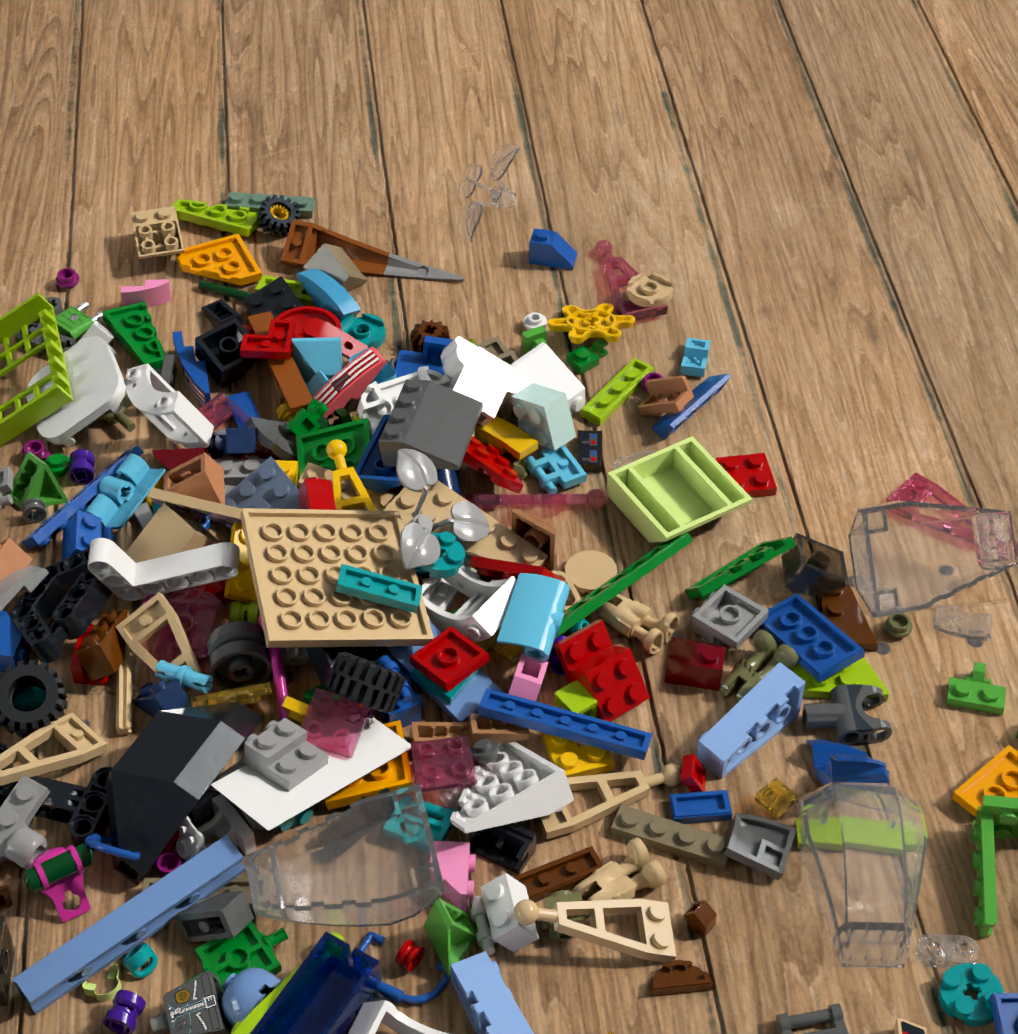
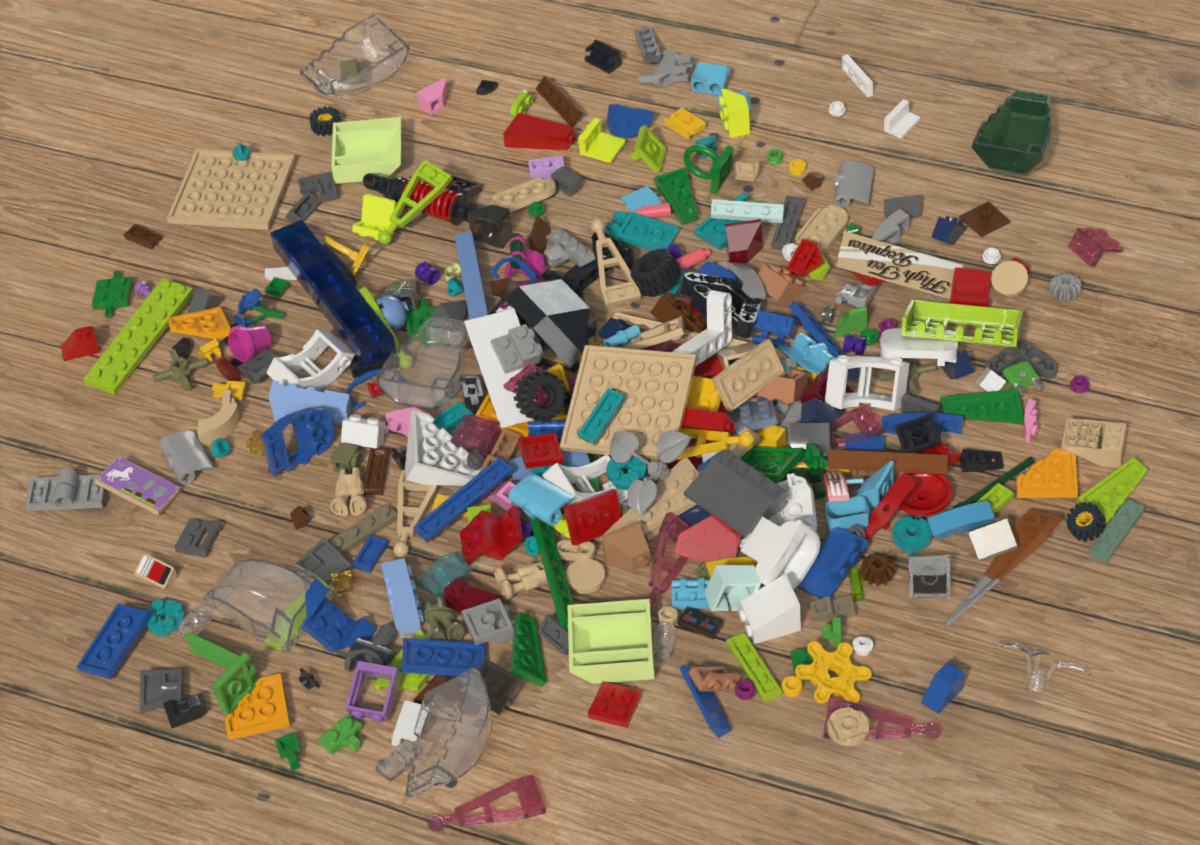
camera: 125 degrees right, 0 degrees up
(111, 898) = (498, 285): none -> reddish brown tile
(271, 346) = (898, 452): red plate -> none
(273, 297) = (970, 487): black plate -> none
(411, 300) = (929, 576): none -> clear smoke slope
(449, 933) = (371, 403): bright green slope -> none
(561, 963) = (313, 436): none -> blue slope
(599, 475) = (668, 614): none -> tan tile
(620, 355) = (792, 686): none -> yellow tile
(652, 920) = (310, 495): tan plate -> none
(679, 978) = (275, 498): reddish brown tile -> none
(685, 704) = (442, 573): none -> clear light blue slope
(693, 557) = (554, 633): none -> dark grey panel
(693, 774) = (388, 552): red plate -> none
(695, 357) = (759, 733): medium azure slope -> none
(884, 664) = (378, 671): none -> medium lavender window
(918, 630) = (406, 723): none -> white panel
(937, 761) = (307, 679): none -> black plate

